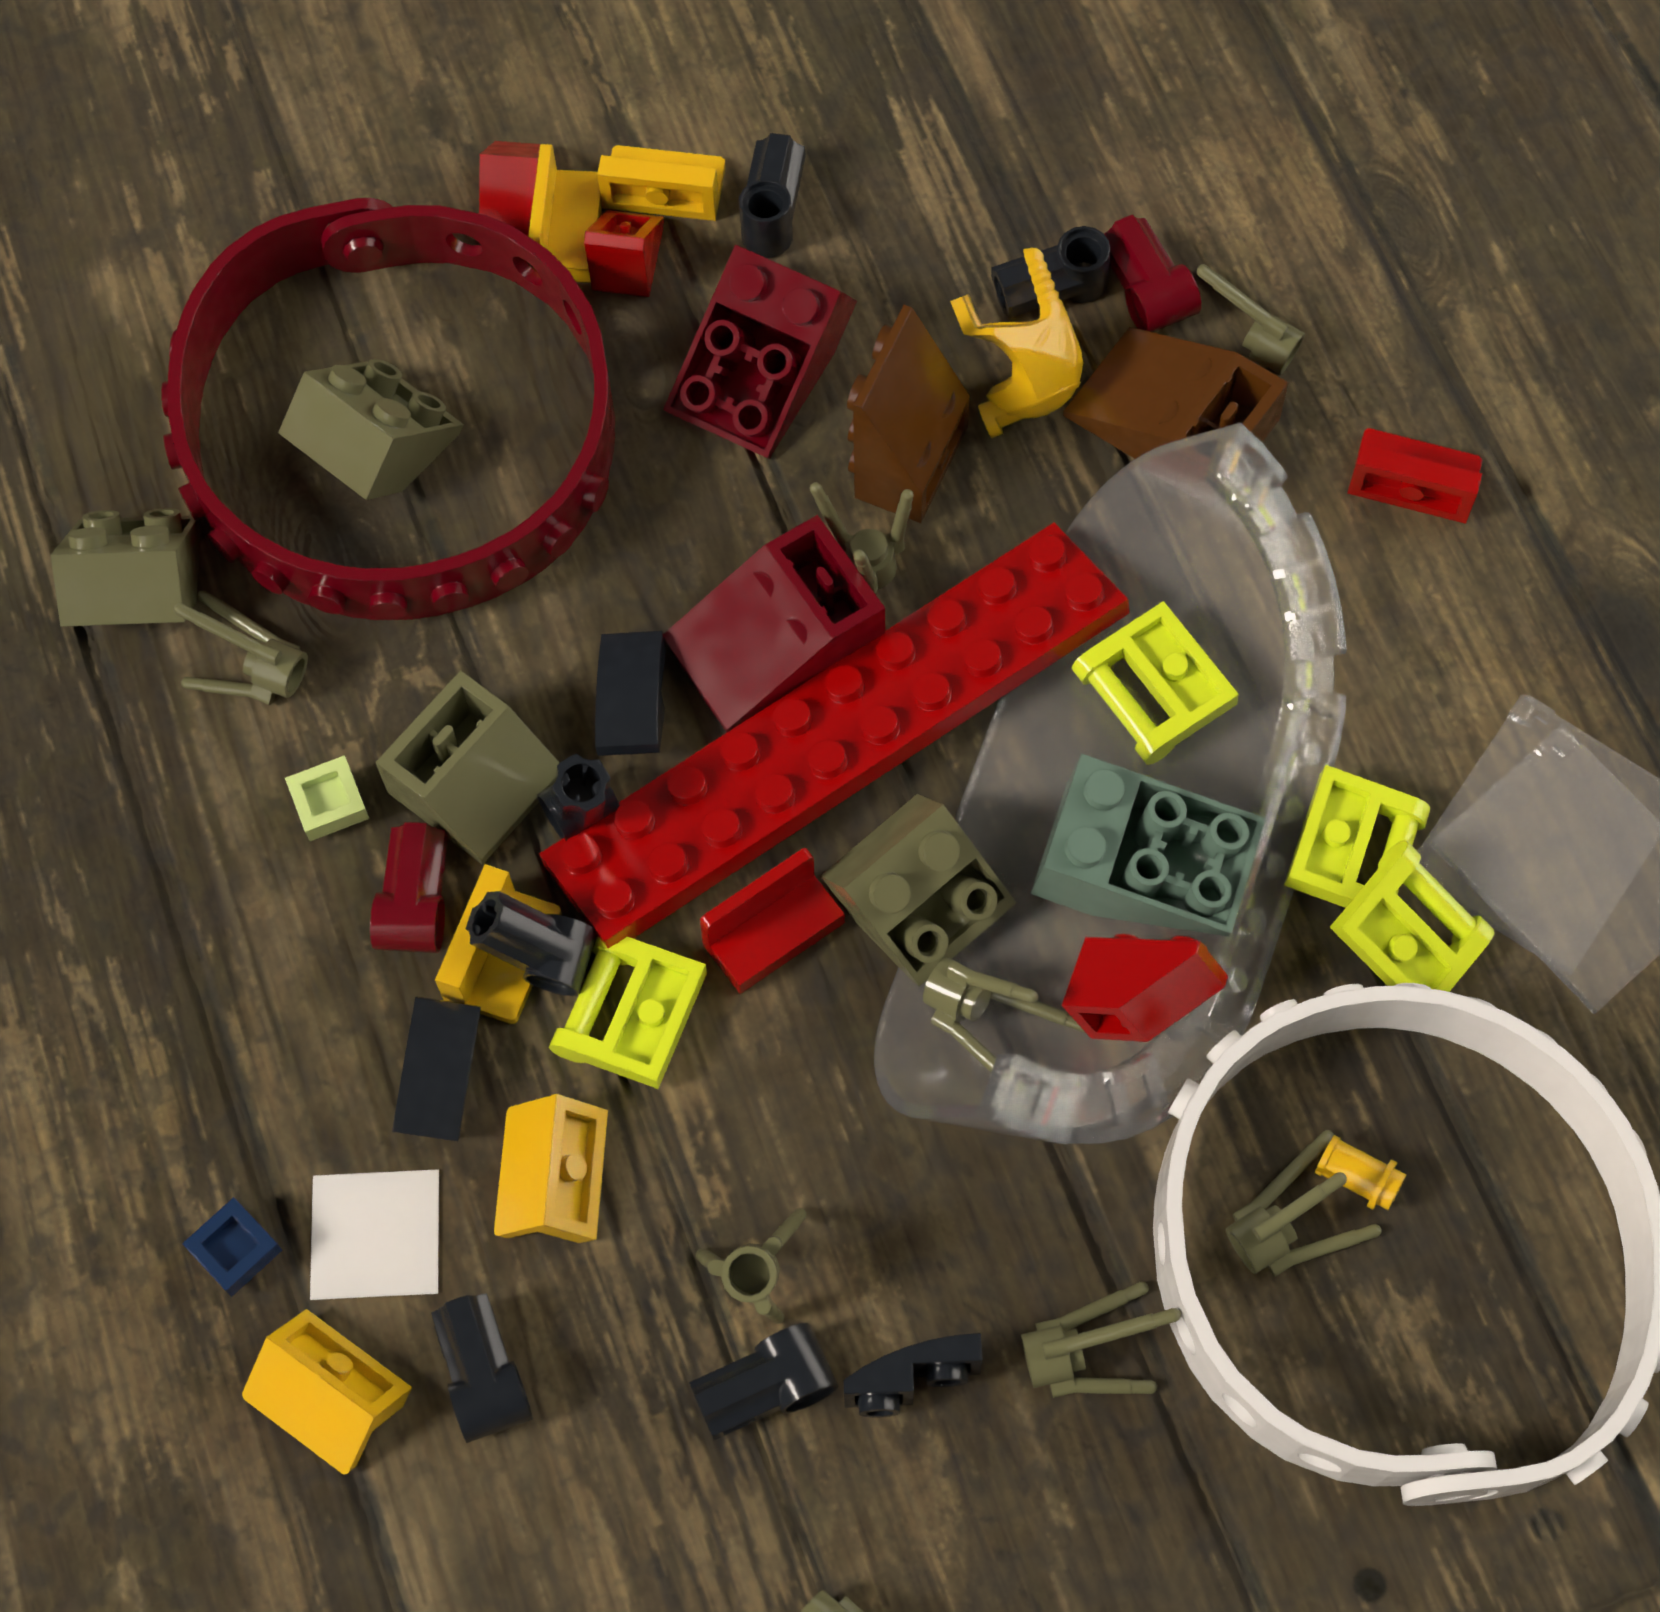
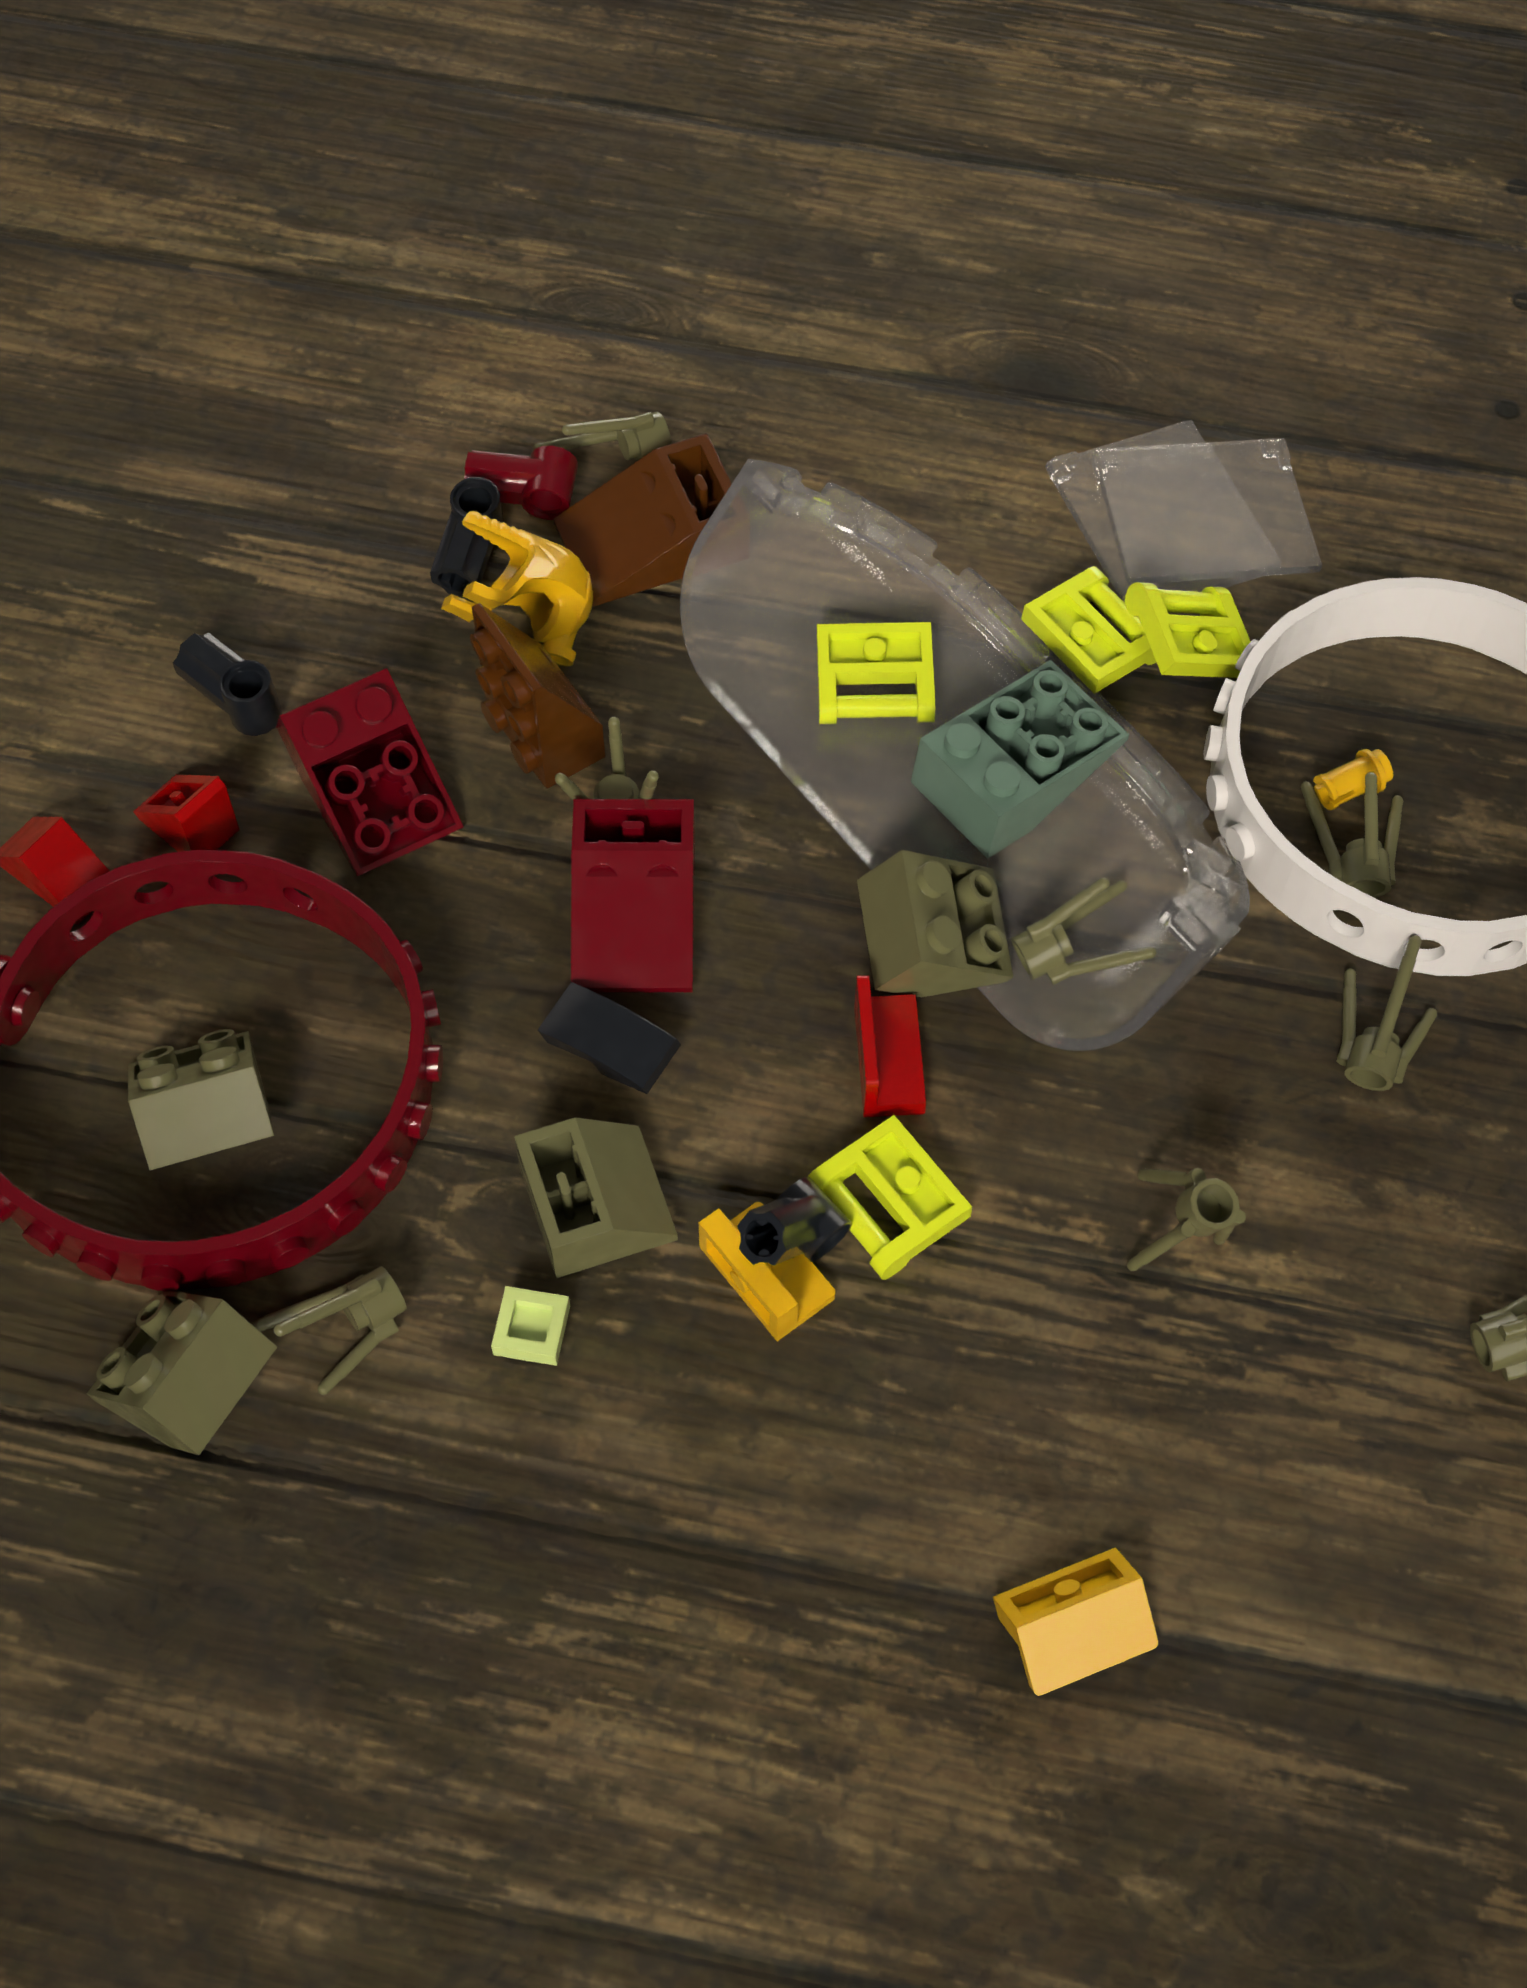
camera: 60 degrees left, 5 degrees down
(232, 1247) = (900, 1626): dark blue plate -> none
(375, 1234) = (953, 1510): white sticker -> none
(411, 907) = (683, 1314): dark red piece -> none
(436, 1069) = (843, 1363): black slope -> none
(484, 1384) = (1154, 1484): black piece -> none
(551, 1169) = (990, 1336): yellow panel -> none
(563, 210) = (116, 834): yellow panel -> none
(578, 796) = (686, 1119): black piece -> none
(661, 182) = (145, 754): yellow panel -> none
(781, 1374) = (1278, 1258): black piece -> none
(834, 735) = (756, 924): red plate -> none
(888, 1381) = (1332, 1164): black slope -> none
(1139, 986) = (1130, 817): red slope -> none
(1416, 475) = (822, 420): red panel -> none

